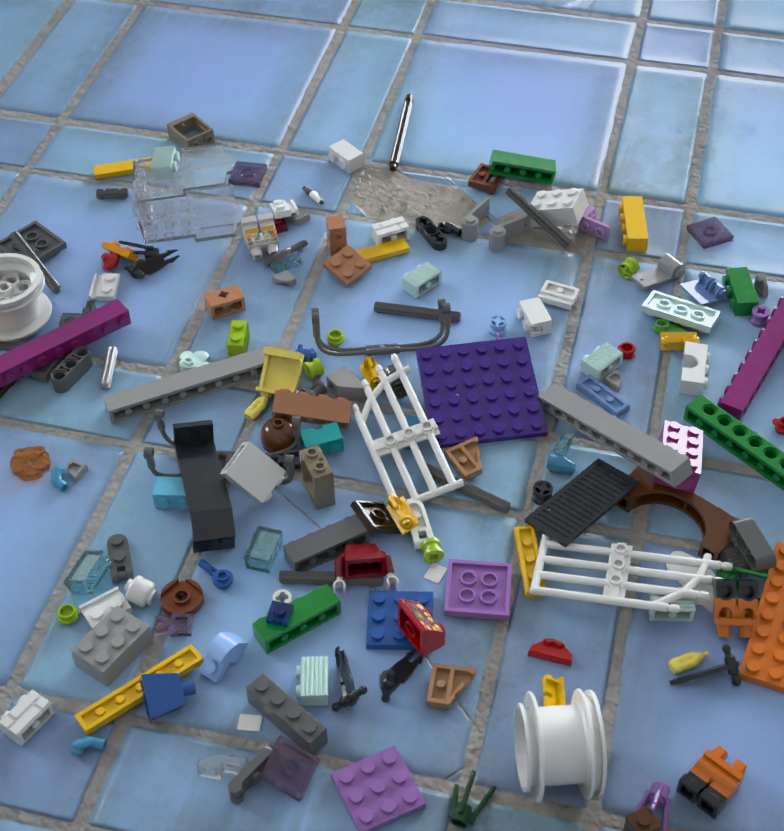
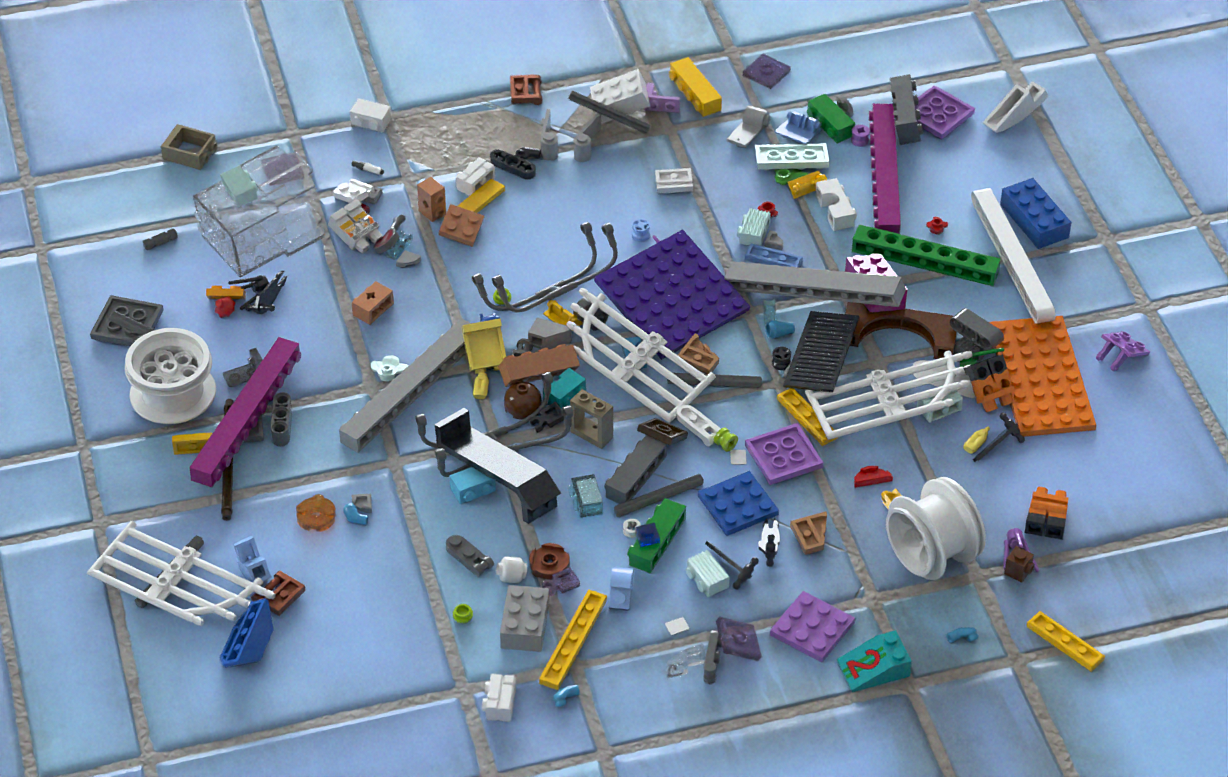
camera: 30 degrees left, 0 degrees up
(87, 572) = (454, 574): clear light blue brick -> none
(102, 605) = (489, 597): white plate -> none
(104, 287) = (238, 333): white plate -> none
(108, 368) = (312, 404): light grey axle -> none
(114, 169) = (149, 207): yellow tile -> none
(164, 693) = (599, 631): blue torso -> none
(221, 578) = (568, 533): blue plate -> none
(238, 338) = (416, 332): lime brick -> none
(253, 472) = (536, 436): white brick -> none
(286, 714) = (704, 603): dark grey brick -> none
(313, 368) = (508, 330): lime wheel -> none
(363, 562) = (680, 470): dark red torso -> none
(395, 157) = (403, 69): piece -> none
(401, 513) = (682, 420): yellow hinge -> none
(414, 311) = (554, 245): dark grey axle -> none
(420, 627) = (765, 498): red slope -> none
(421, 279) = (540, 212): light aqua brick -> none
(461, 814) = (886, 613): dark green plant -> none
(522, 167) = (555, 66): green brick -> none
(534, 317) = (668, 209): white brick -> none
(628, 267) = (719, 132): lime wheel -> none

